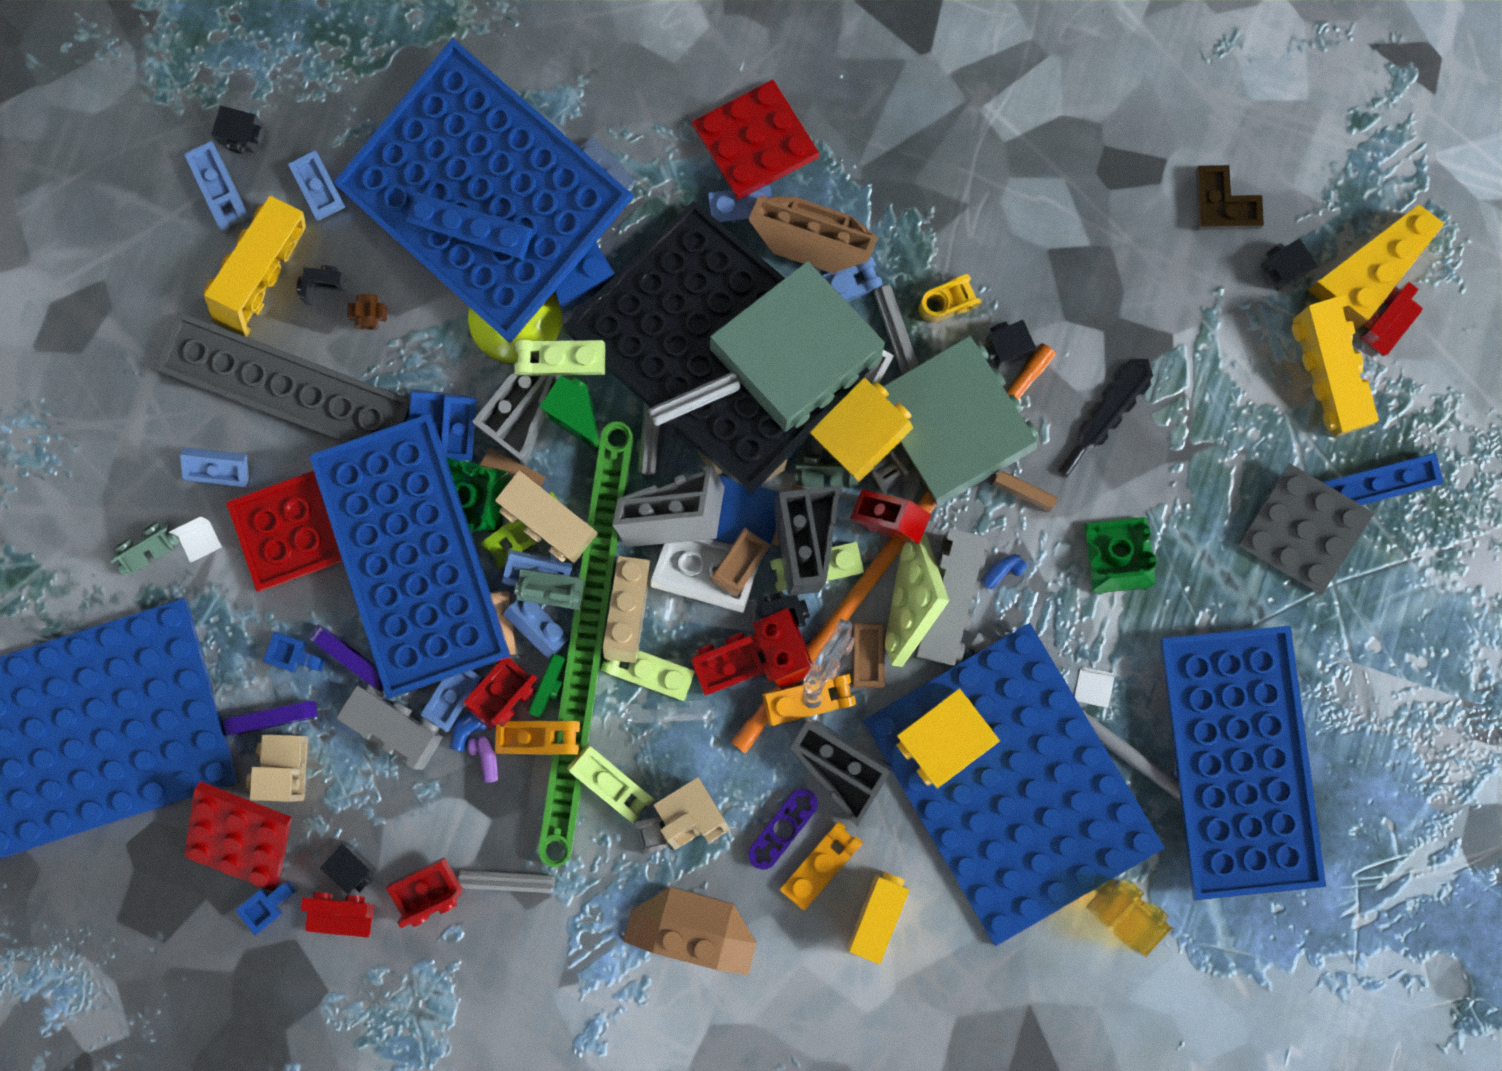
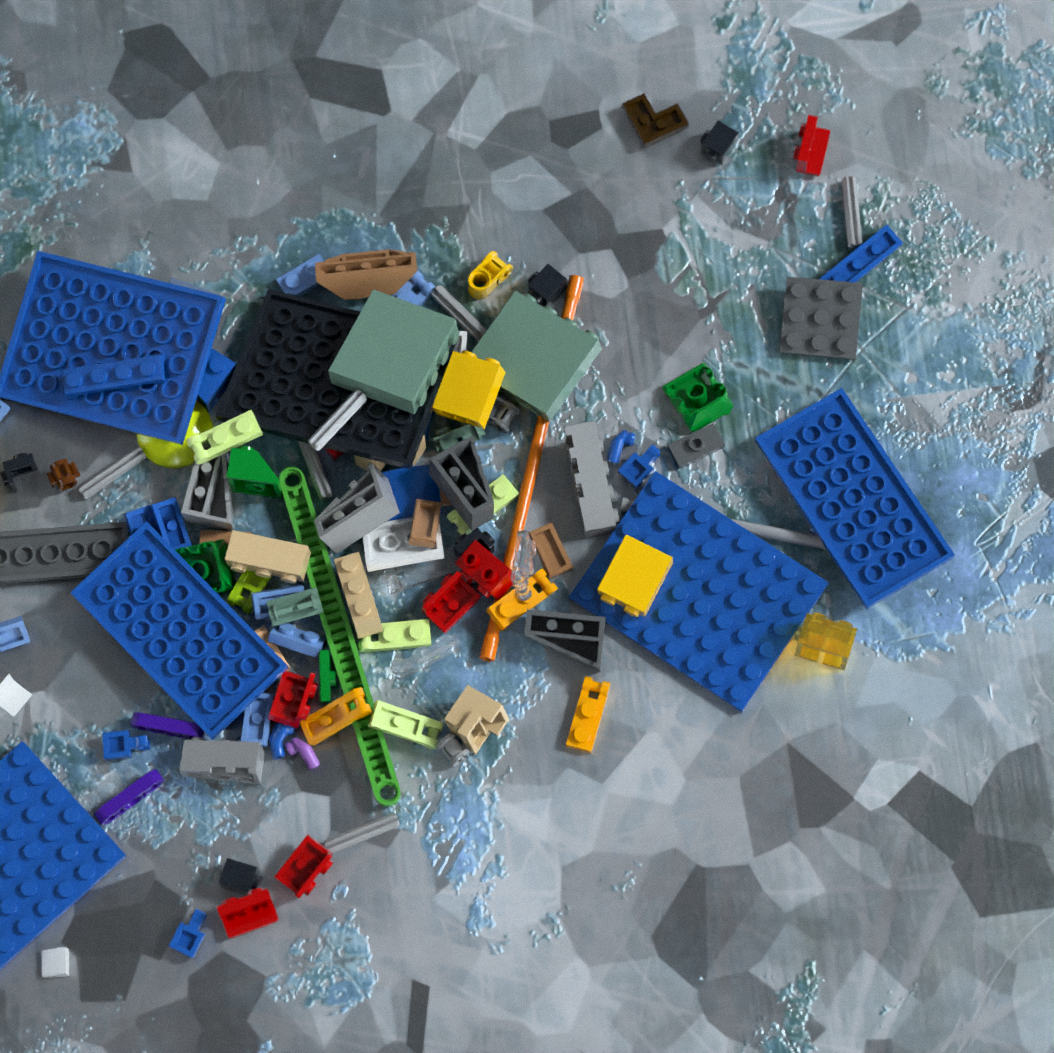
camera: 25 degrees left, 10 degrees down
(107, 866) = (55, 962): none -> white slope
(237, 836) = (146, 888): red plate -> none
(280, 770) = (154, 828): tan brick -> none
(284, 531) = (77, 658): red plate -> none
(423, 333) = (112, 472): none -> light grey axle
(692, 931) = (516, 803): medium nougat wedge -> none
(755, 139) = (292, 226): red plate -> none
(774, 853) = (545, 681): dark purple beam -> none
(878, 917) = (646, 726): yellow brick -> none
(890, 516) = (518, 441): red brick -> none
(915, 602) = (565, 491): yellowish green plate -> none
(1011, 606) = (638, 468): none -> blue plate
(1024, 491) = (607, 383): medium nougat tile -> none
(1090, 610) = (696, 446): none -> dark grey plate
(1094, 687) = (725, 495): white sticker -> none
(1119, 398) = (644, 289): black sword -> none
(1335, 366) = (786, 196): yellow wedge -> none
(1379, 265) = (779, 124): yellow wedge -> none
(1401, 417) = (852, 212): none -> light grey axle

